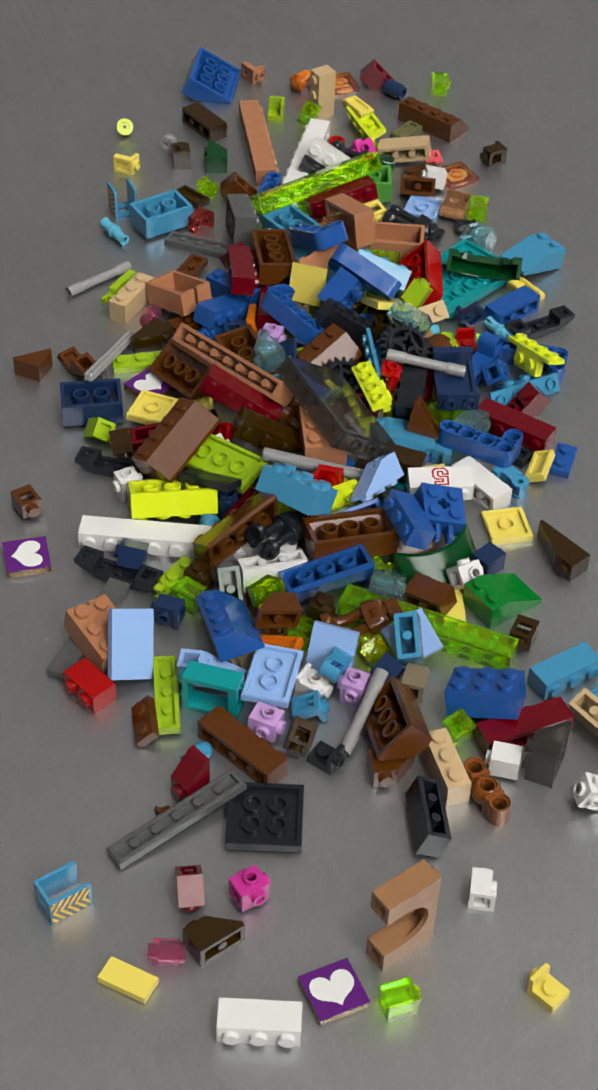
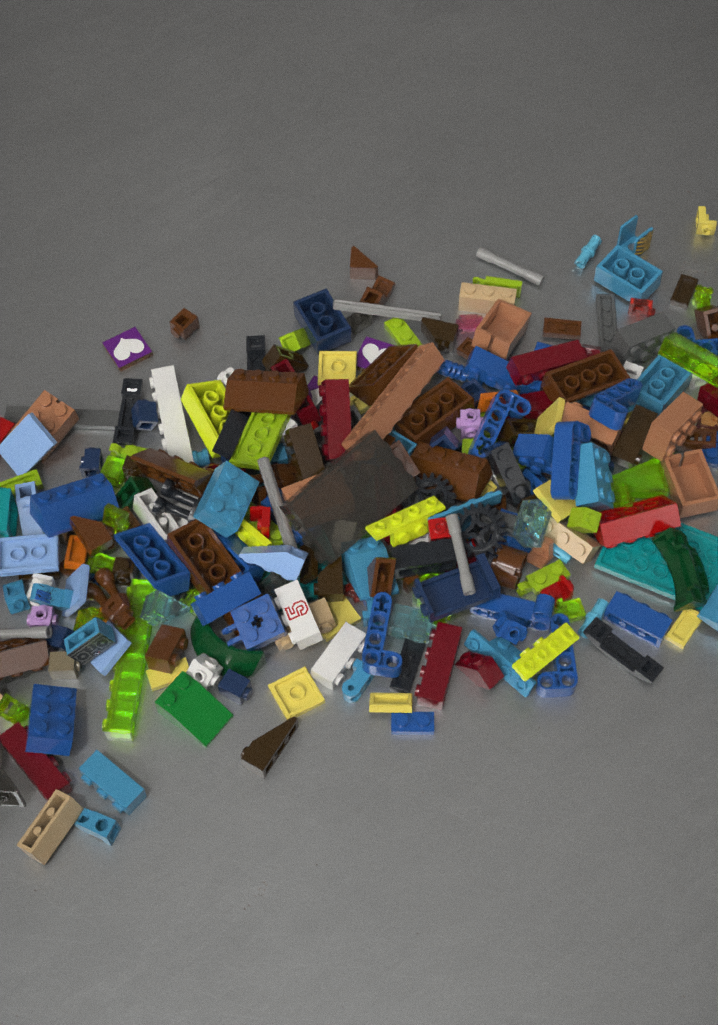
camera: 75 degrees right, 15 degrees up
(268, 352) = (426, 422): clear light blue slope -> none
(471, 314) = (601, 581): dark blue bracket -> none
(525, 637) = (147, 731): dark brown brick -> none

